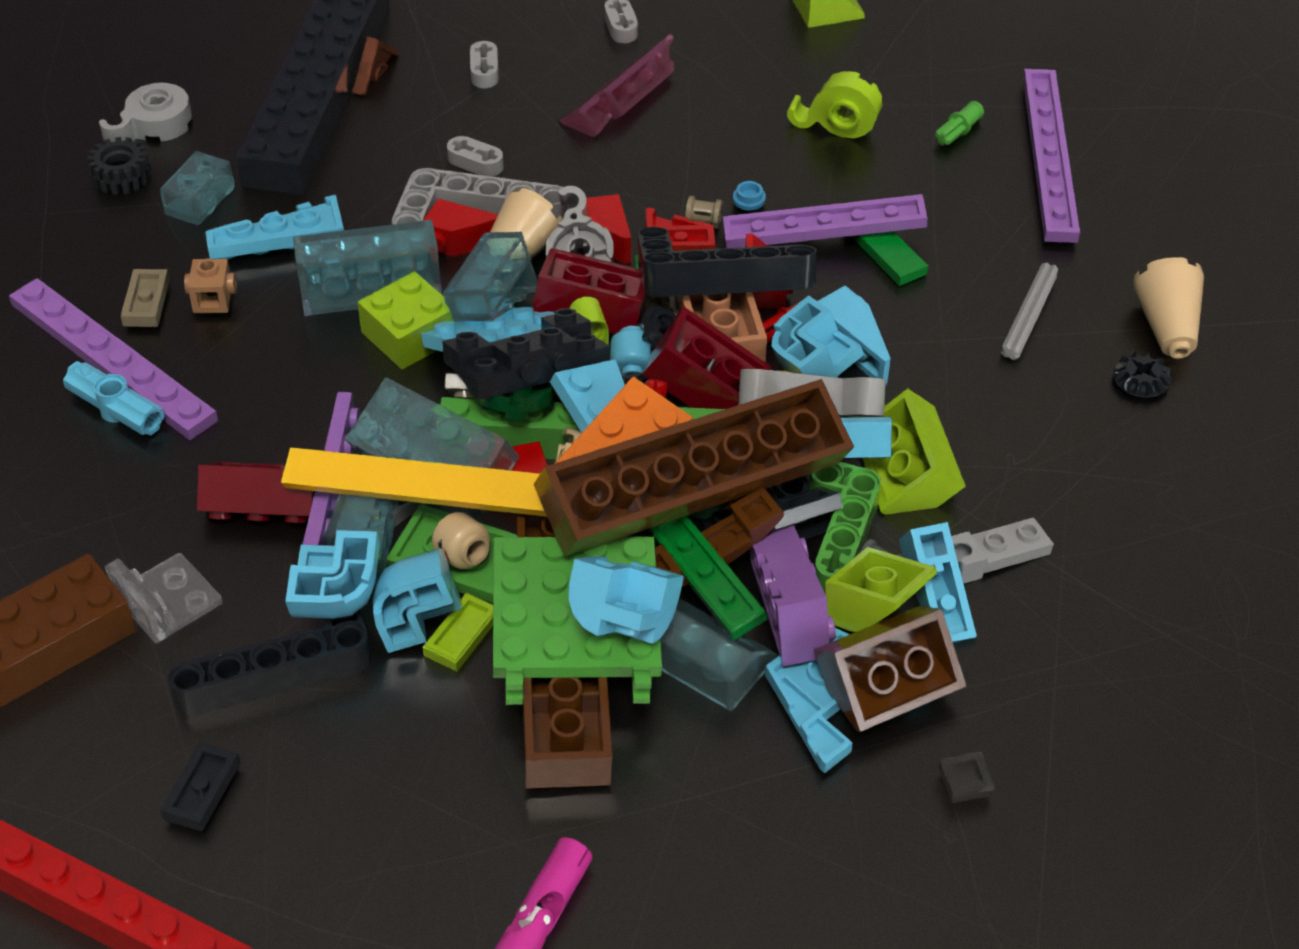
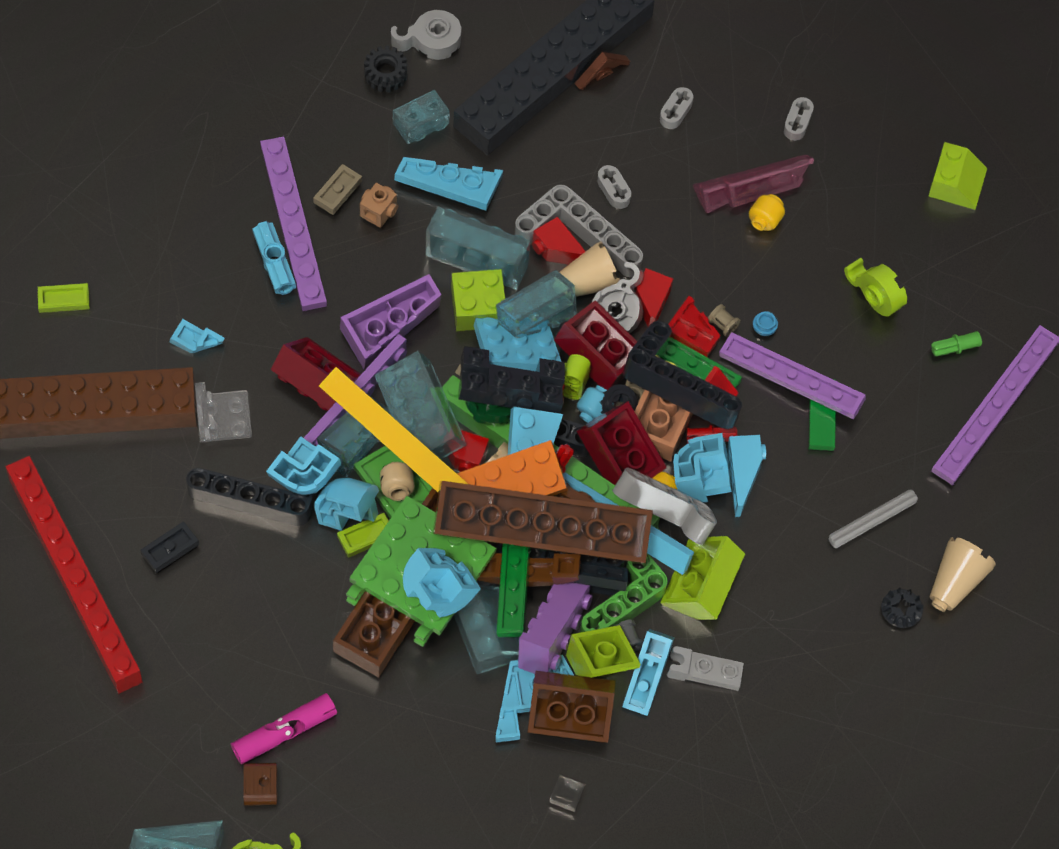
camera: 30 degrees right, 15 degrees up
(65, 536) = (193, 338): none -> medium azure slope
(302, 396) = (379, 322): none -> medium lavender wedge
(663, 101) = (767, 212): none -> yellow head

